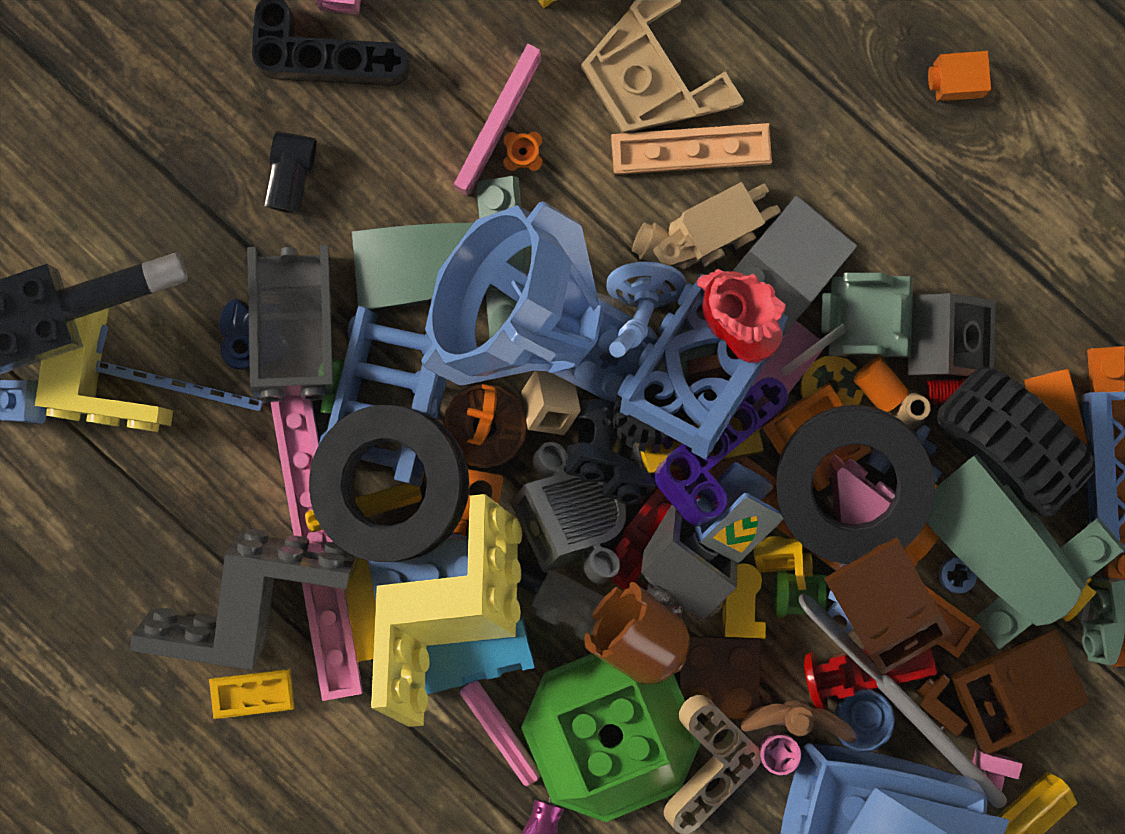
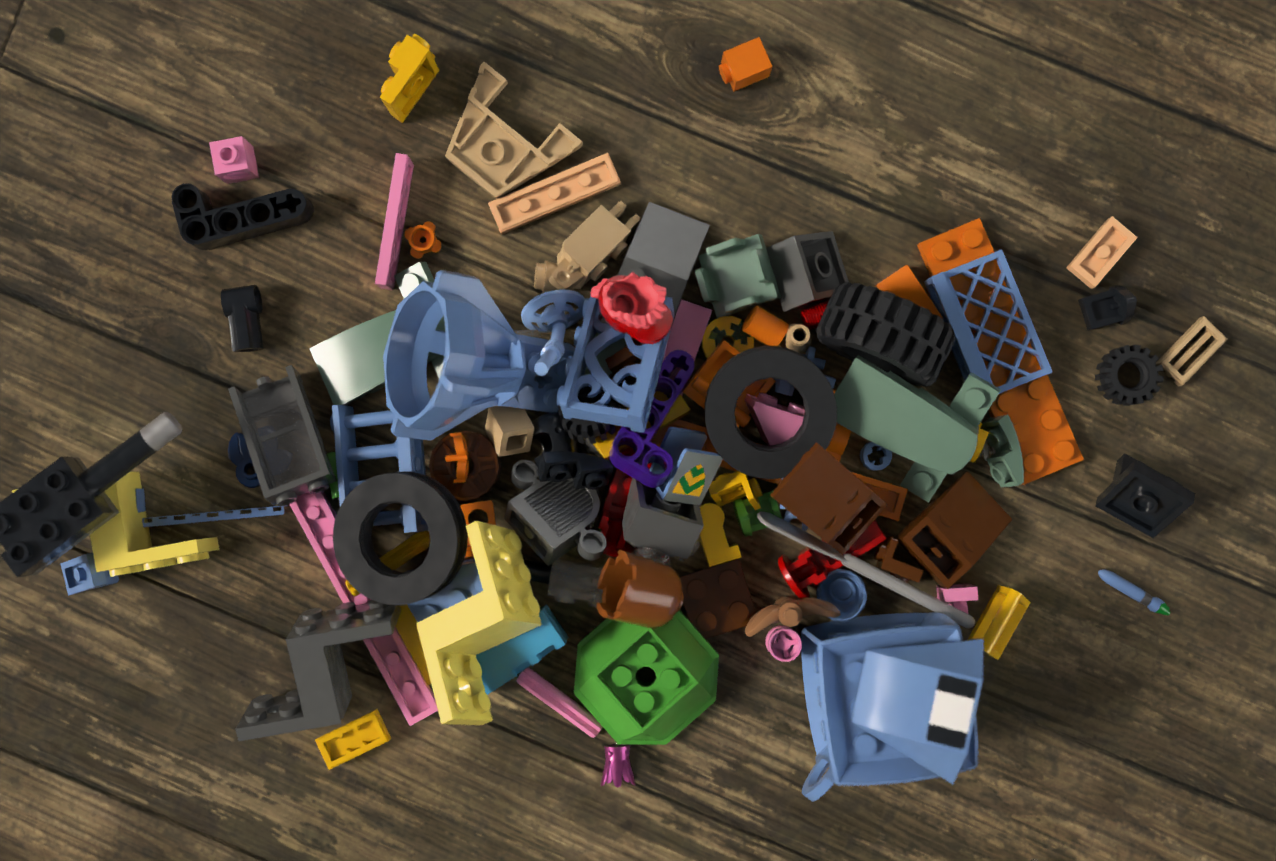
camera: 15 degrees left, 0 degrees up
(725, 756) = (741, 660): tan beam -> none
(809, 353) = (702, 317): white sticker -> none

